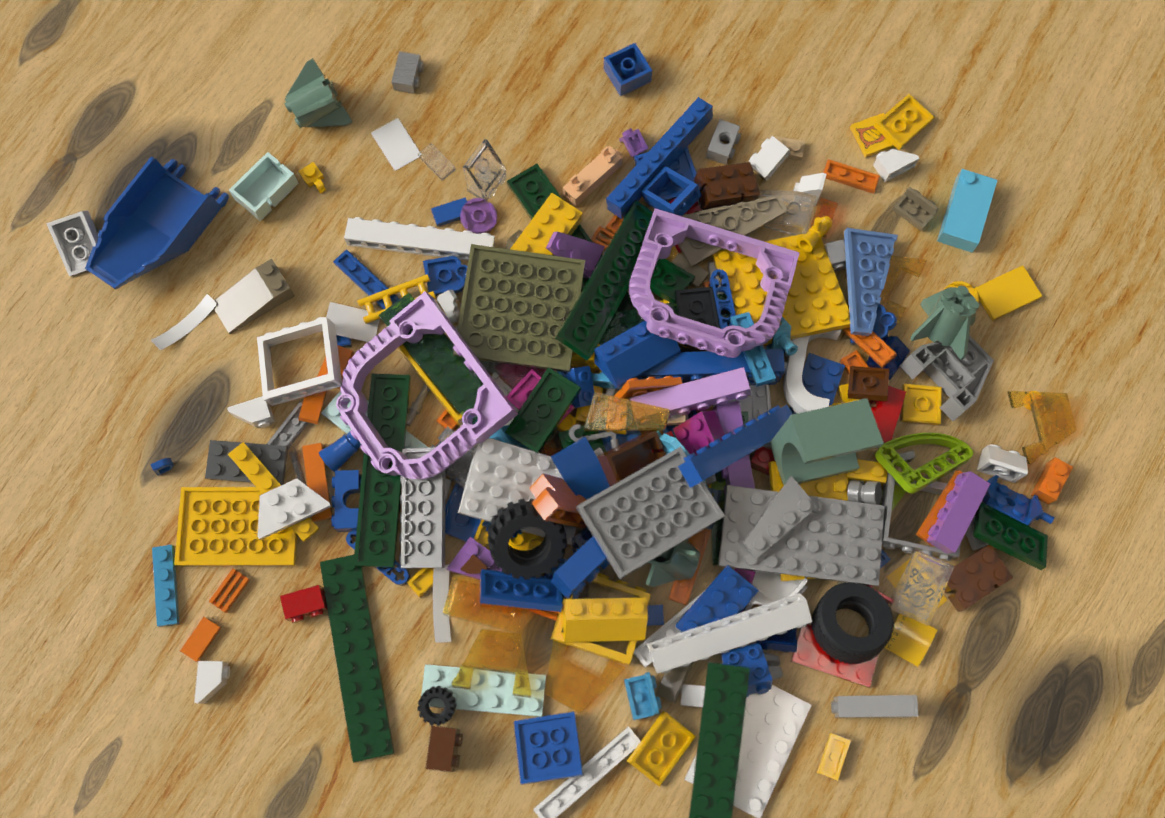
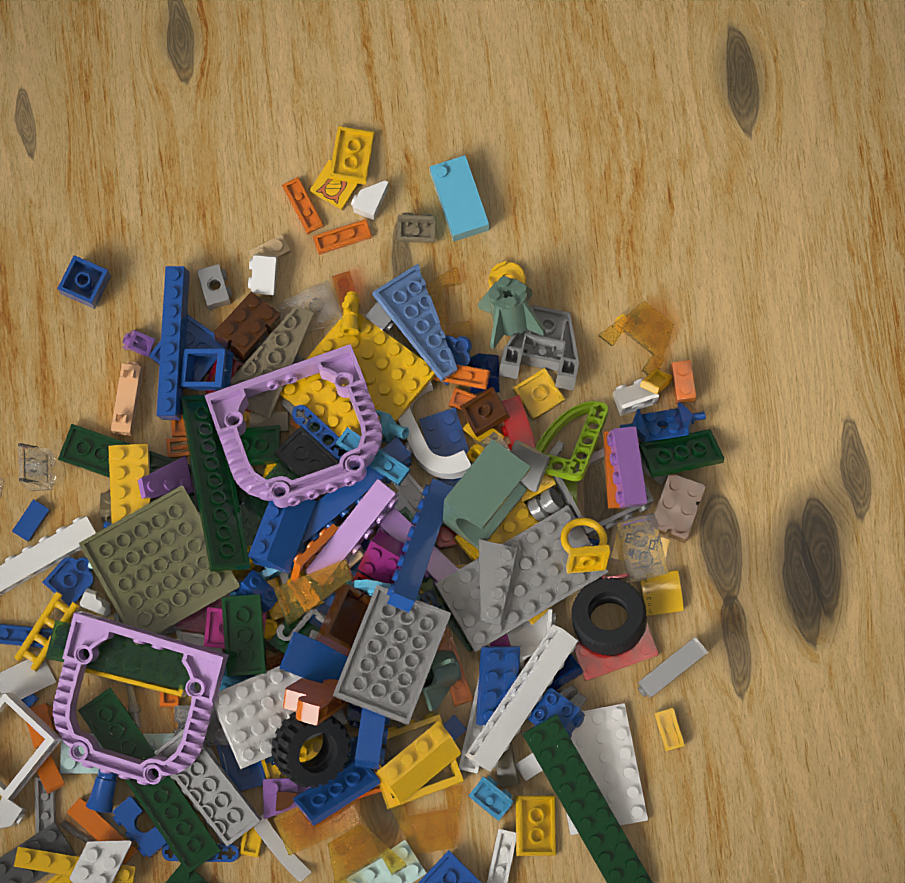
camera: 35 degrees left, 5 degrees up
(478, 216) = (58, 507): medium lavender tile -> none
(811, 185) = (316, 274): white slope -> none
(837, 132) = (302, 205): none -> orange tile
(870, 557) = (586, 557): none -> yellow tile
(875, 458) = (535, 459): none -> light grey tile
(1007, 293) = (541, 245): yellow tile -> none
(1032, 462) = (656, 381): none -> yellow tile

